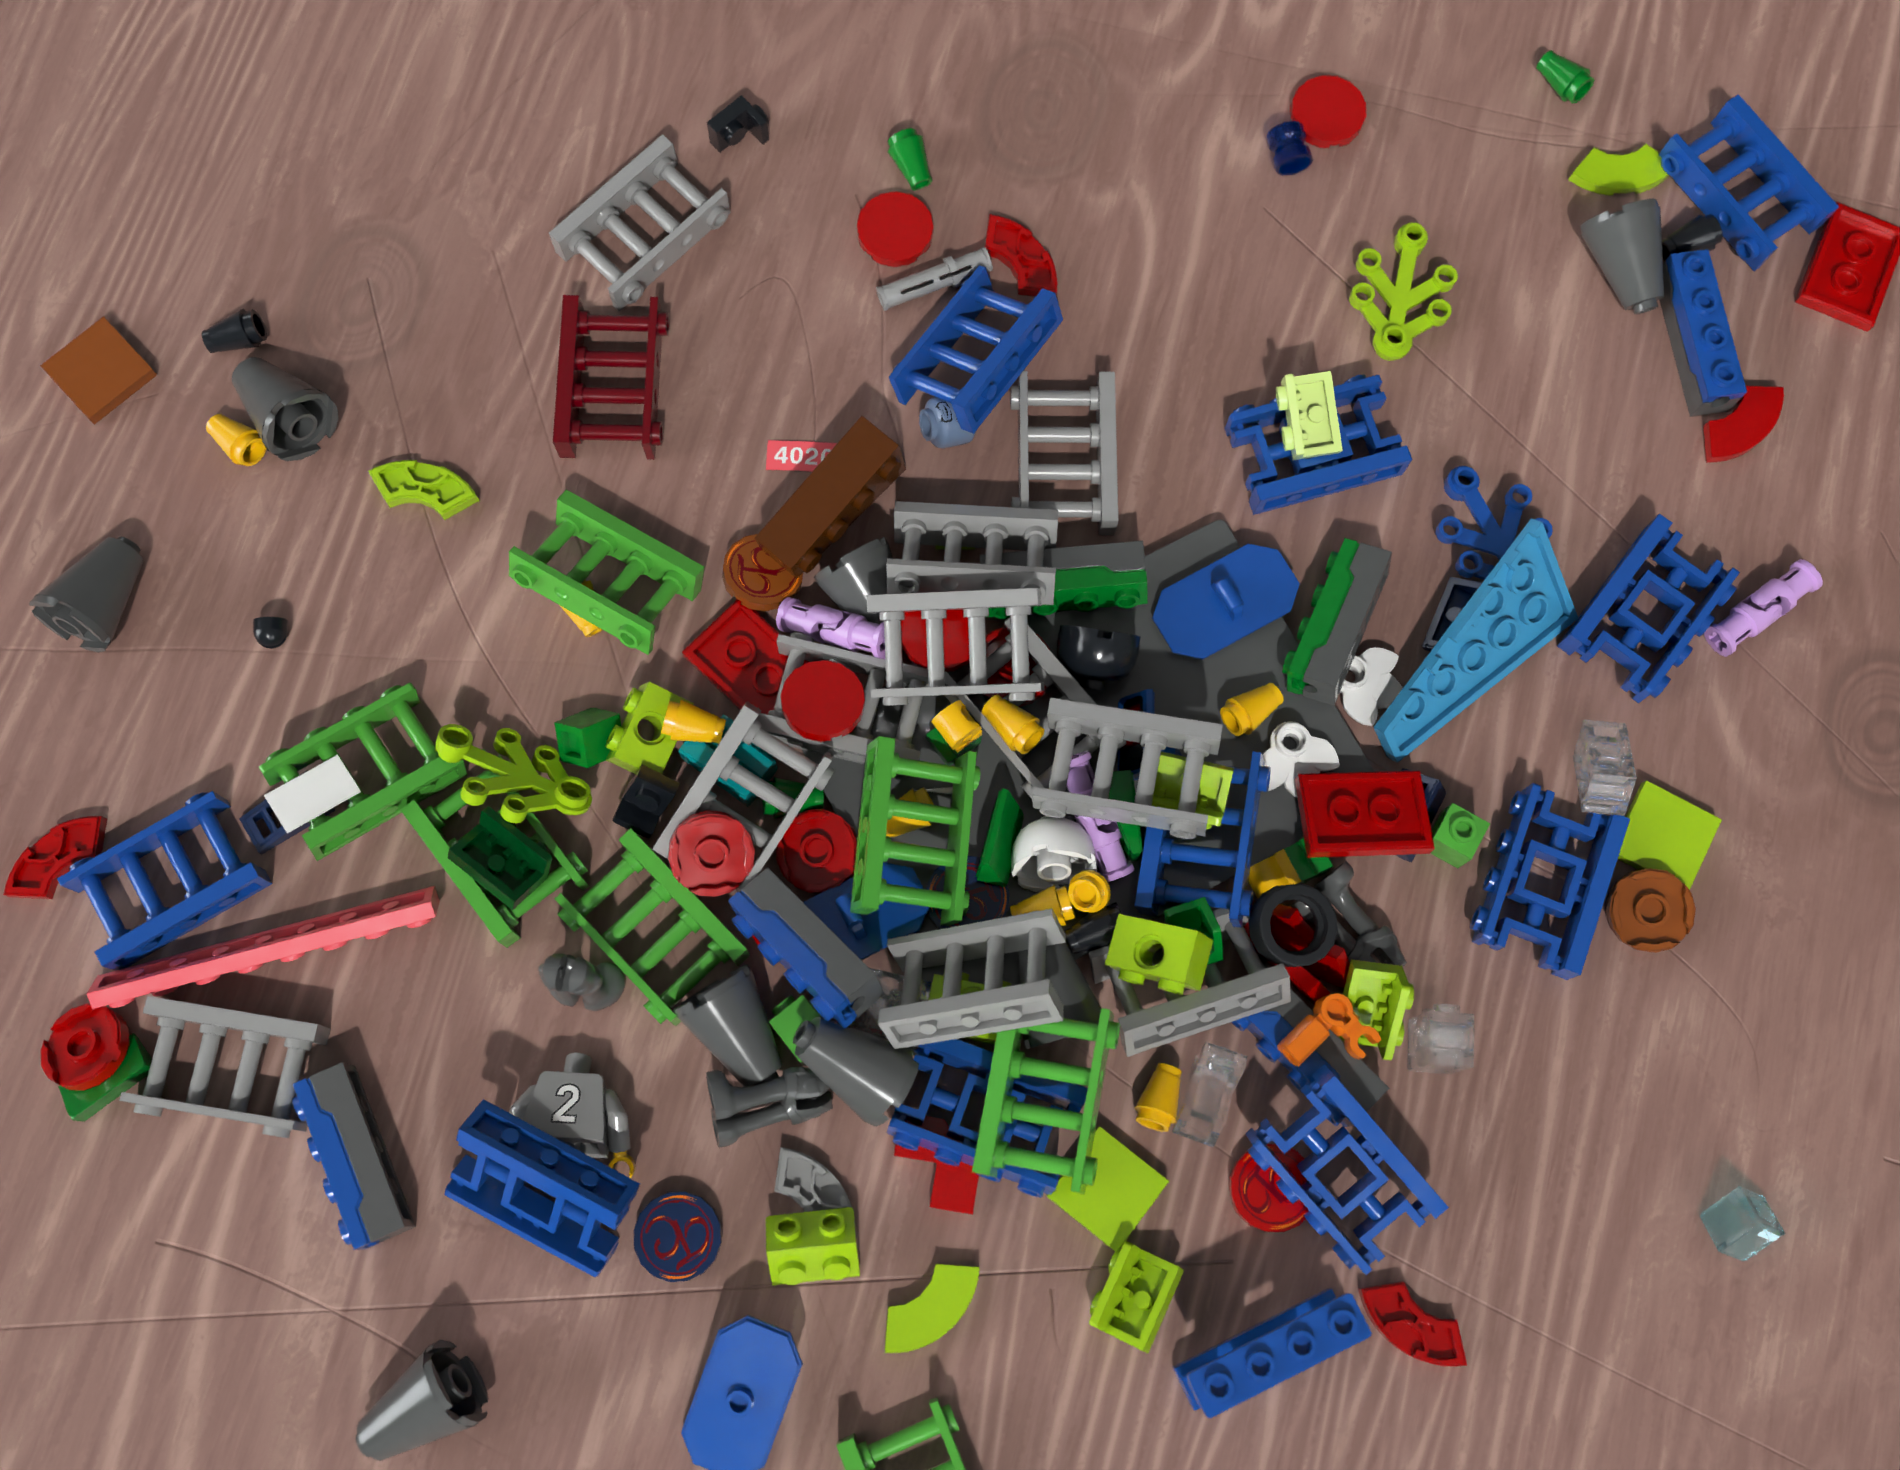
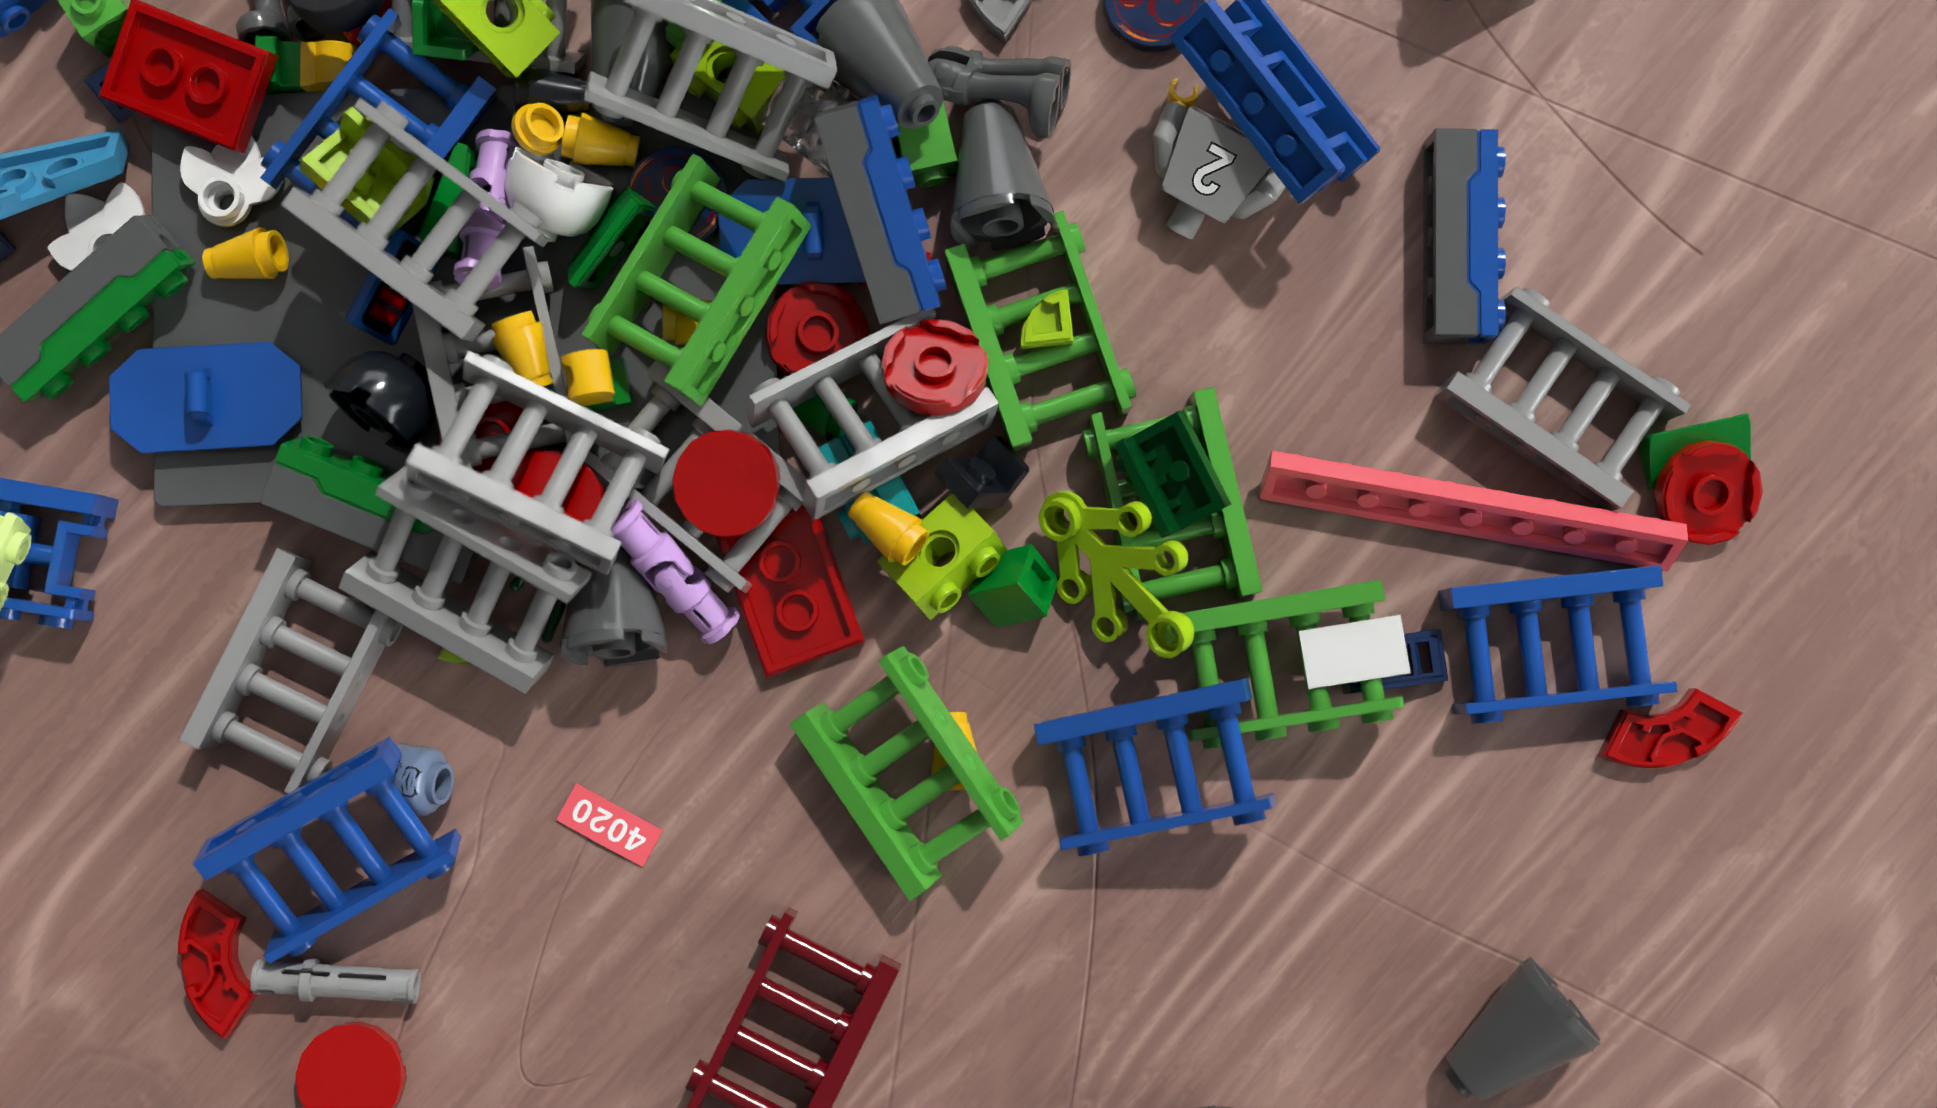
camera: 155 degrees left, 10 degrees up
(270, 631) = (1330, 891): black hinge -> none
(423, 484) = (1076, 1002): lime tile -> none
(432, 693) = (1170, 715): none -> blue fence
(575, 977) = (1140, 288): dark grey piece -> none
(645, 932) = (1048, 323): none -> lime tile
(757, 577) = (725, 694): dark orange tile -> none
(832, 498) = (597, 734): reddish brown wedge -> none

